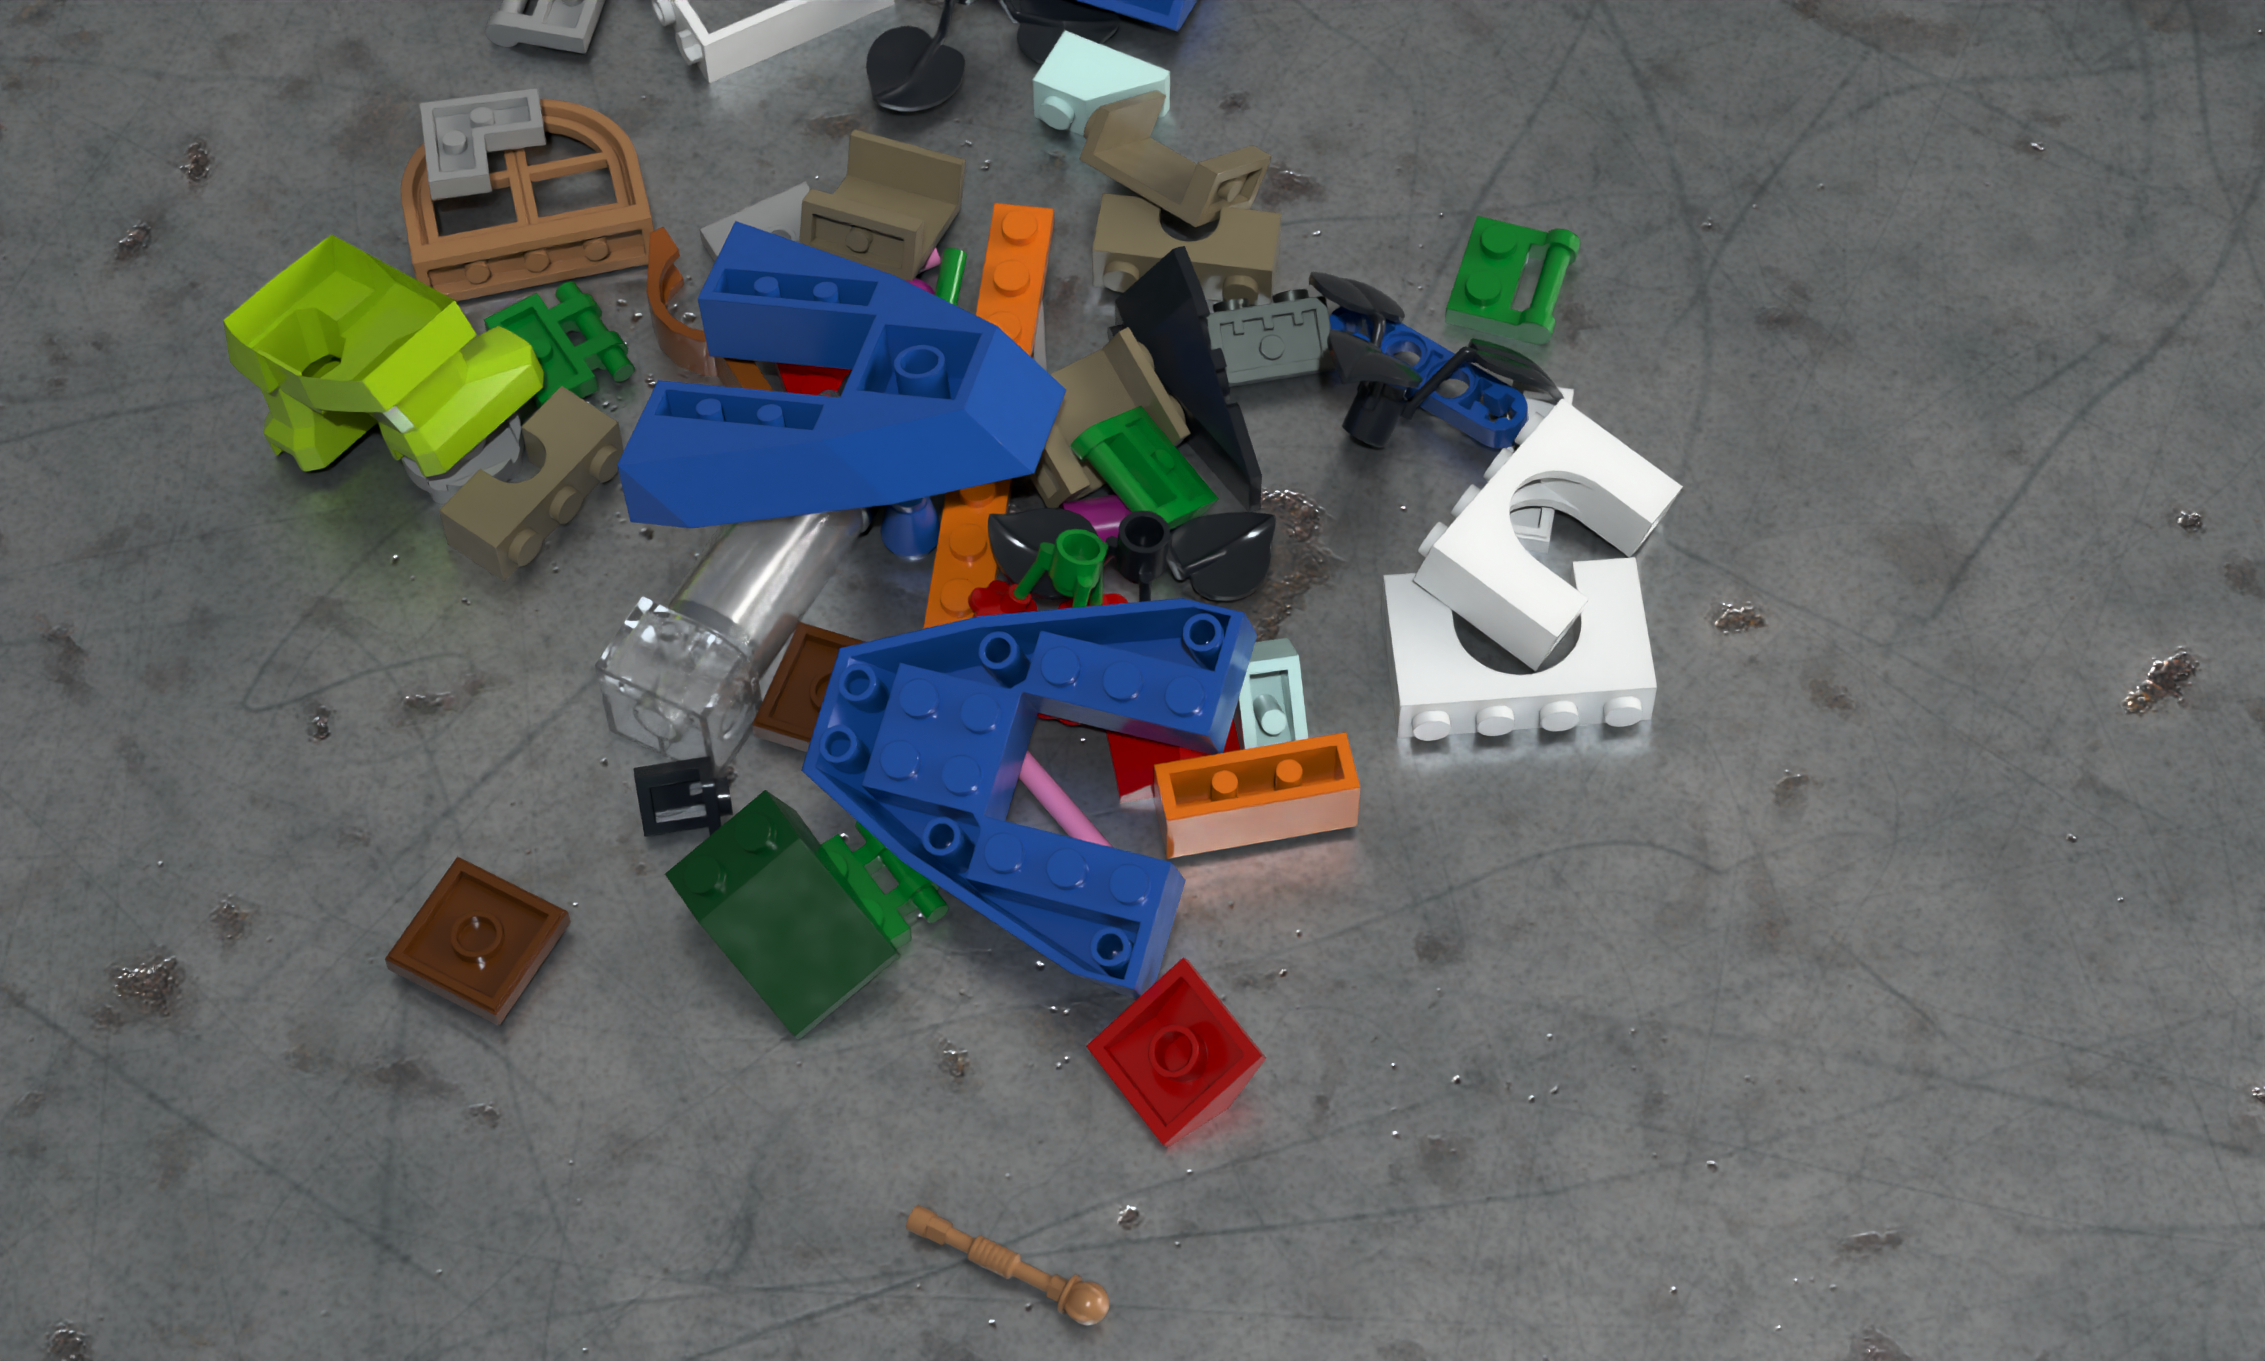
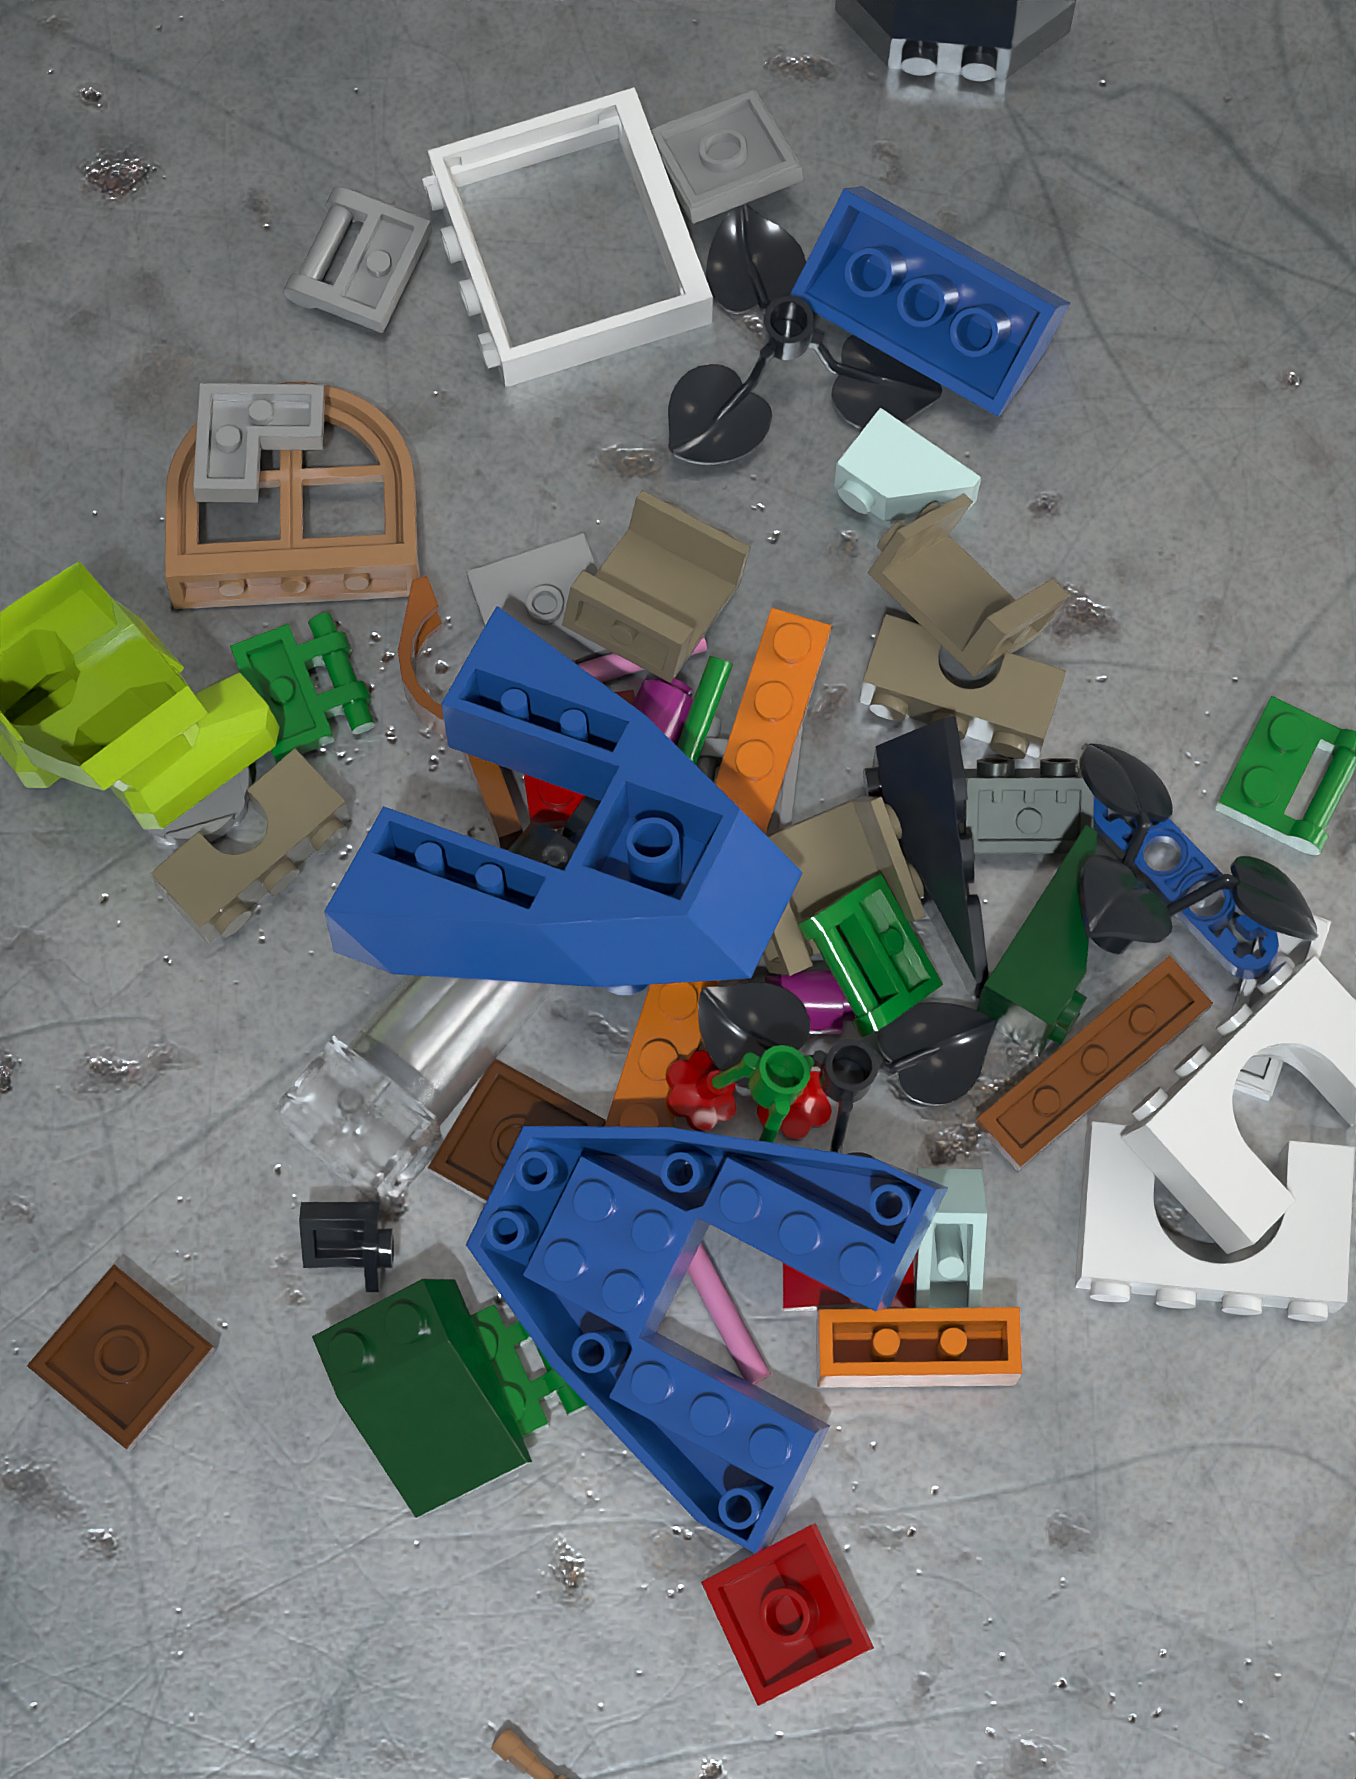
camera: 10 degrees right, 15 degrees up
(1305, 456) = (1040, 973): none -> dark green slope
(1374, 540) = (1093, 1063): none -> dark orange plate

